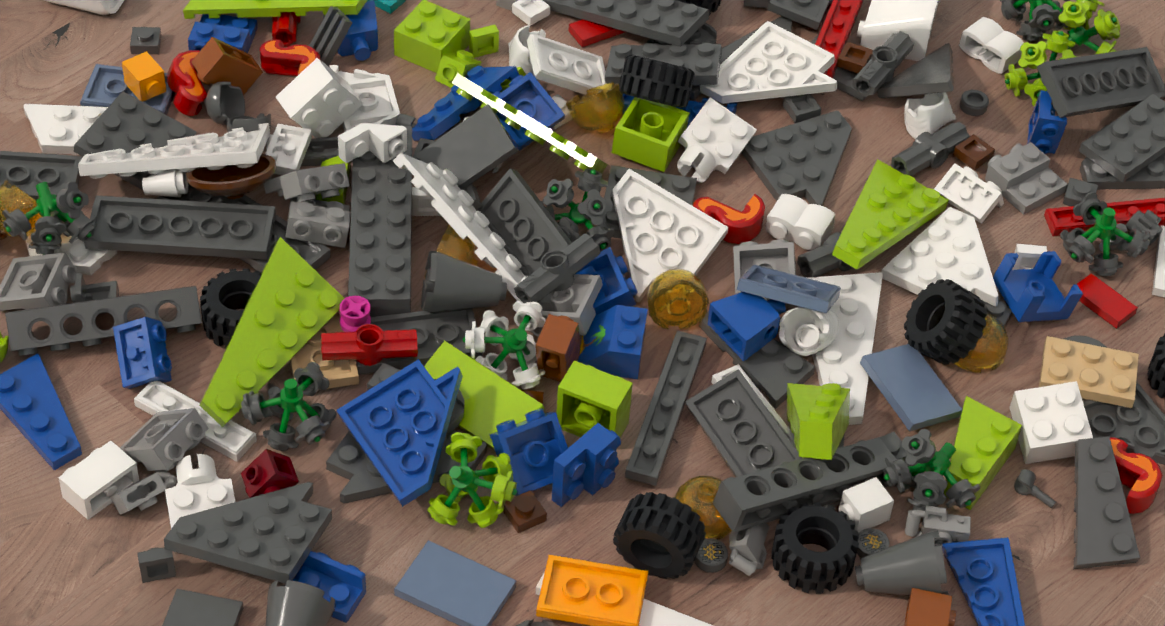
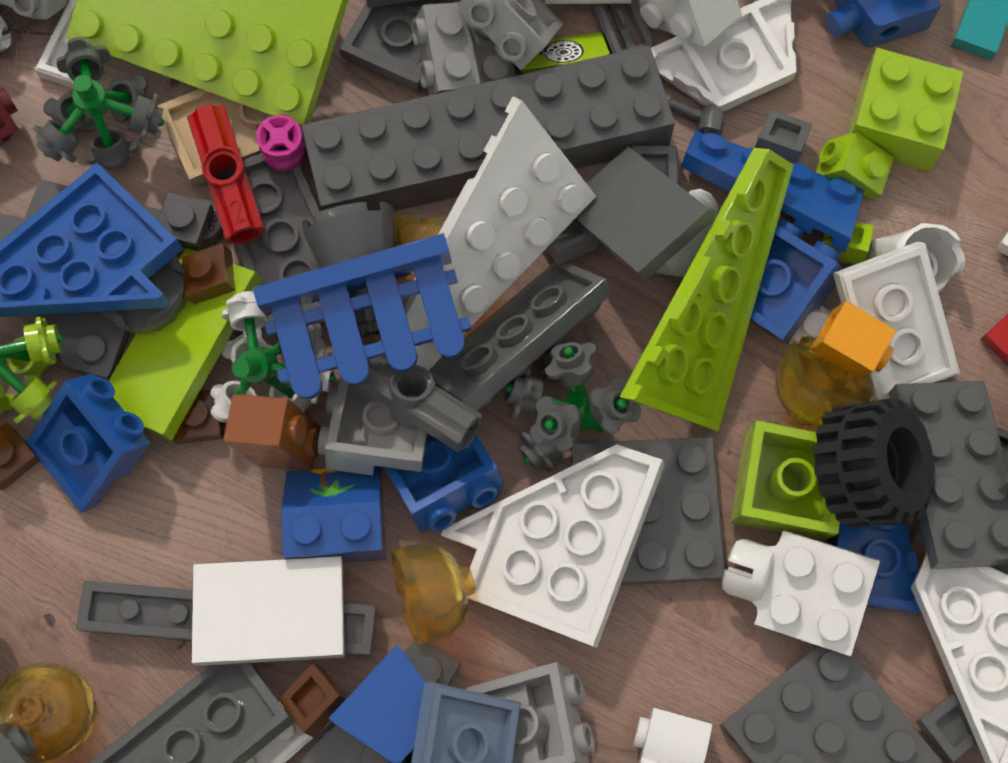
camera: 80 degrees right, 25 degrees up
(382, 140) = (599, 86): white slope -> none
(429, 92) = (784, 135): none -> dark grey plate
(437, 362) = (208, 273): none -> reddish brown plate
(484, 41) = (925, 186): lime plate -> none
(514, 278) = (332, 286): none -> blue fence
(580, 75) = (854, 341): none -> light orange brick
(586, 465) = (66, 528): blue plate -> none
(593, 397) = (179, 507): lime brick -> none
(669, 375) = (268, 611): none -> white tile
(729, 359) = (312, 699): none -> reddish brown plate
(741, 225) = (632, 647): red animal -> none

